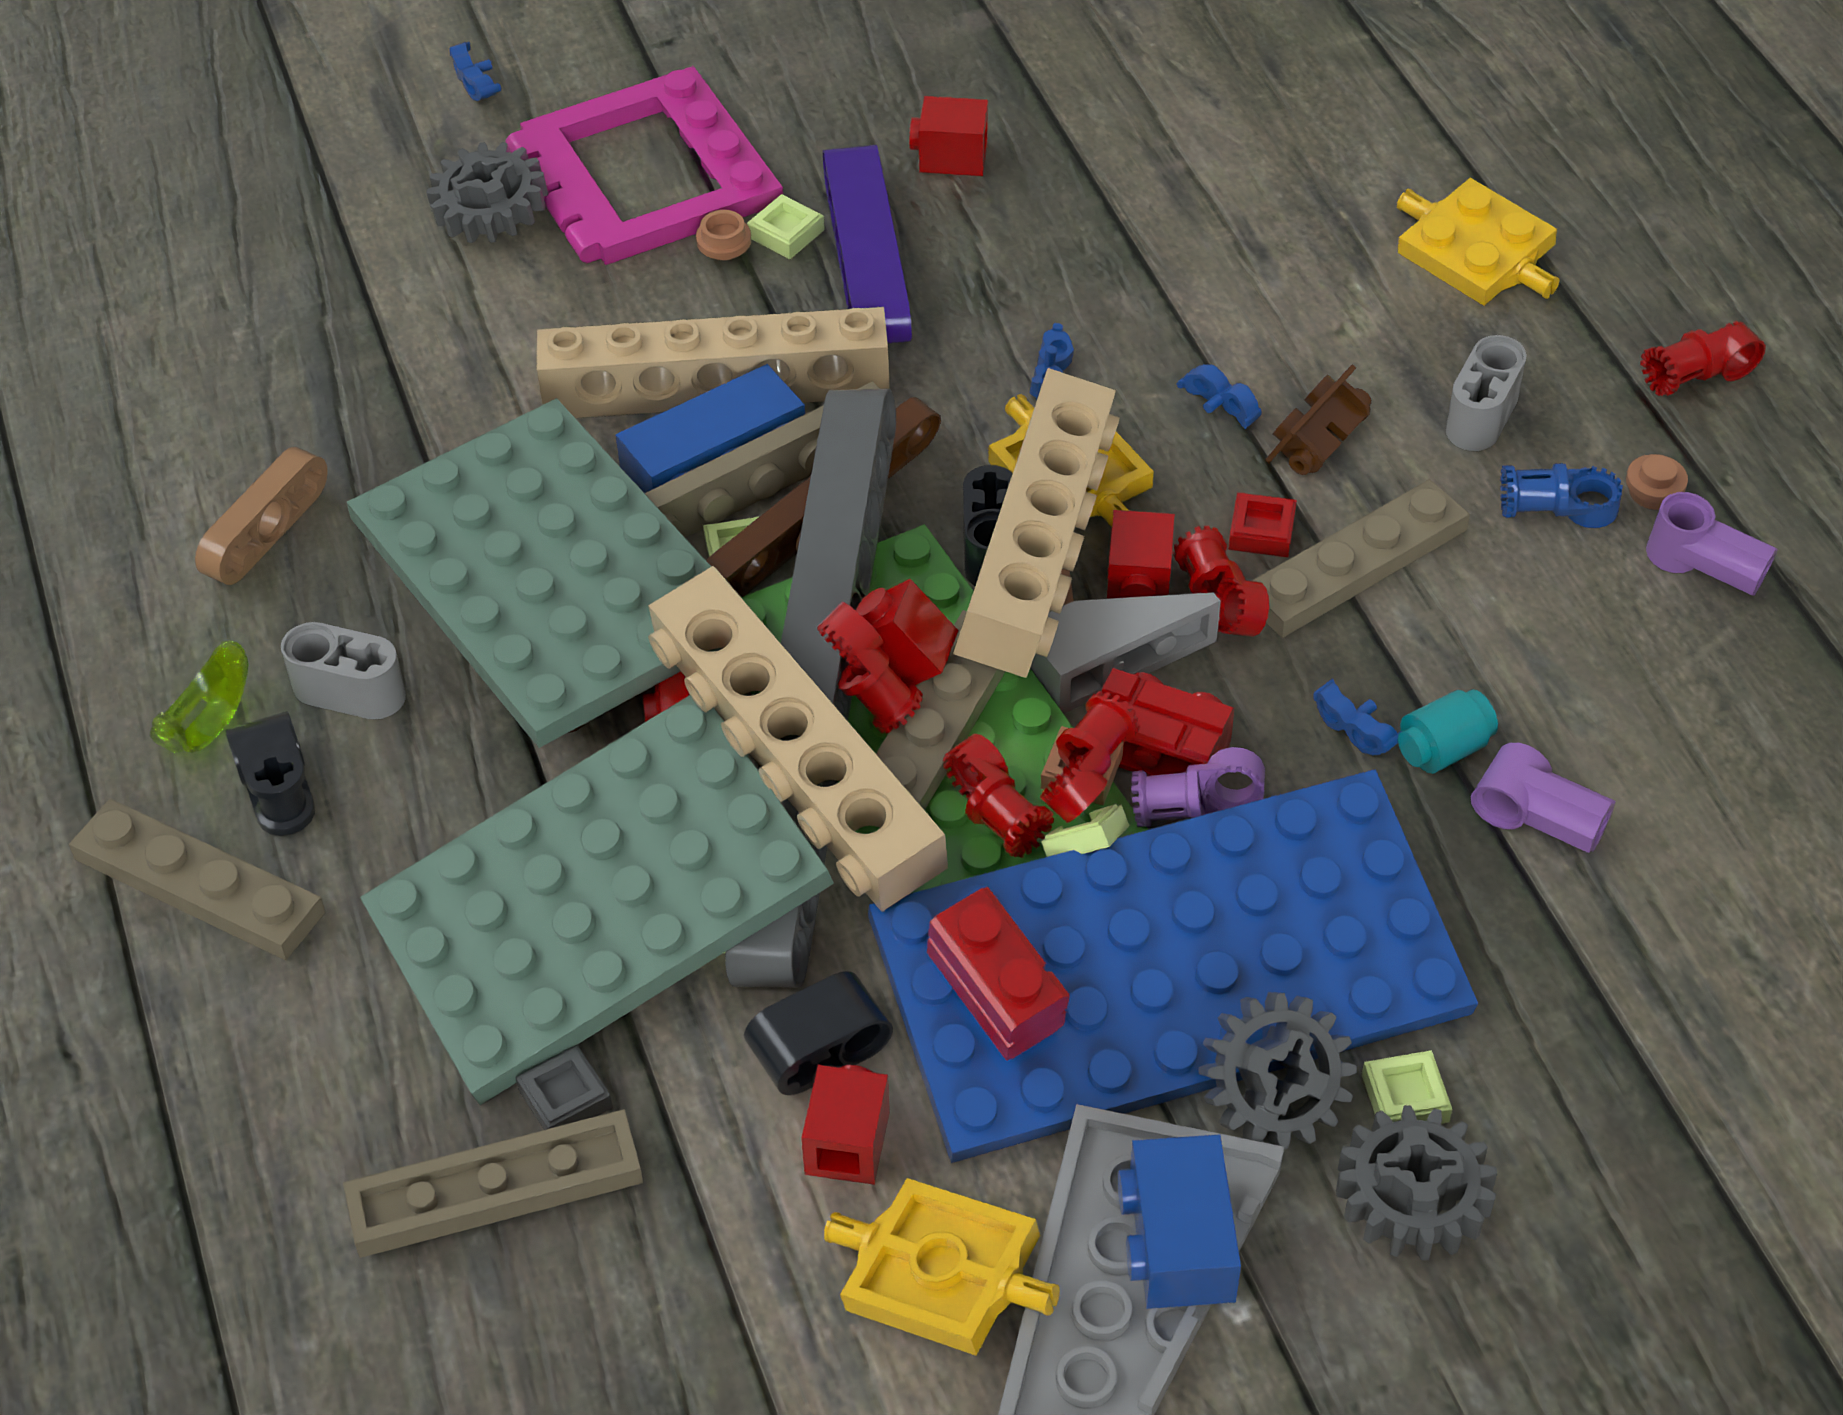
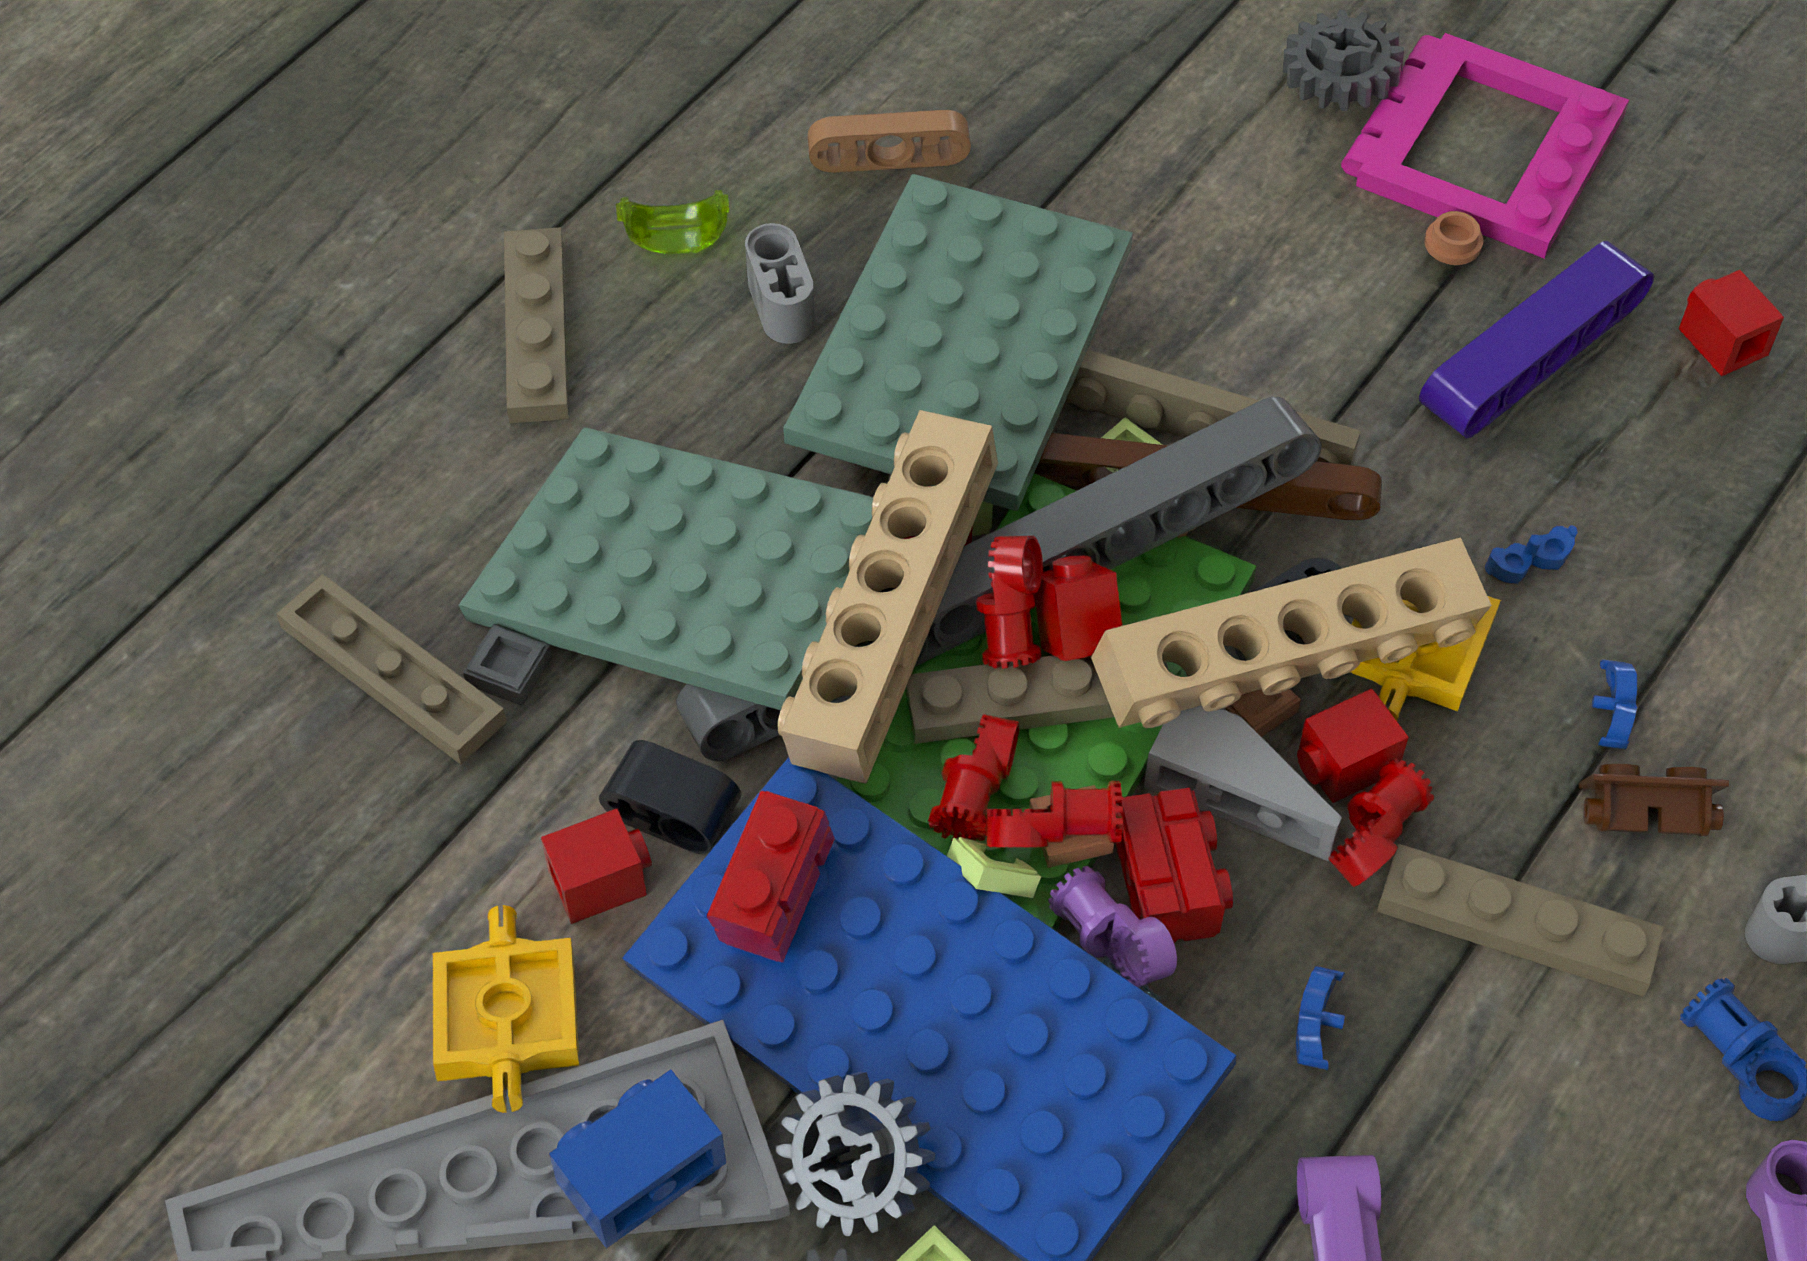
camera: 55 degrees right, 5 degrees up
(273, 773) = (656, 302): black piece -> none
(670, 362) = (1299, 319): tan brick -> none
(706, 427) = (1216, 352): blue brick -> none
(786, 226) = (1511, 273): yellowish green tile -> none
(1262, 524) = (1491, 821): red tile -> none
(1447, 730) = (1358, 1099): teal brick -> none

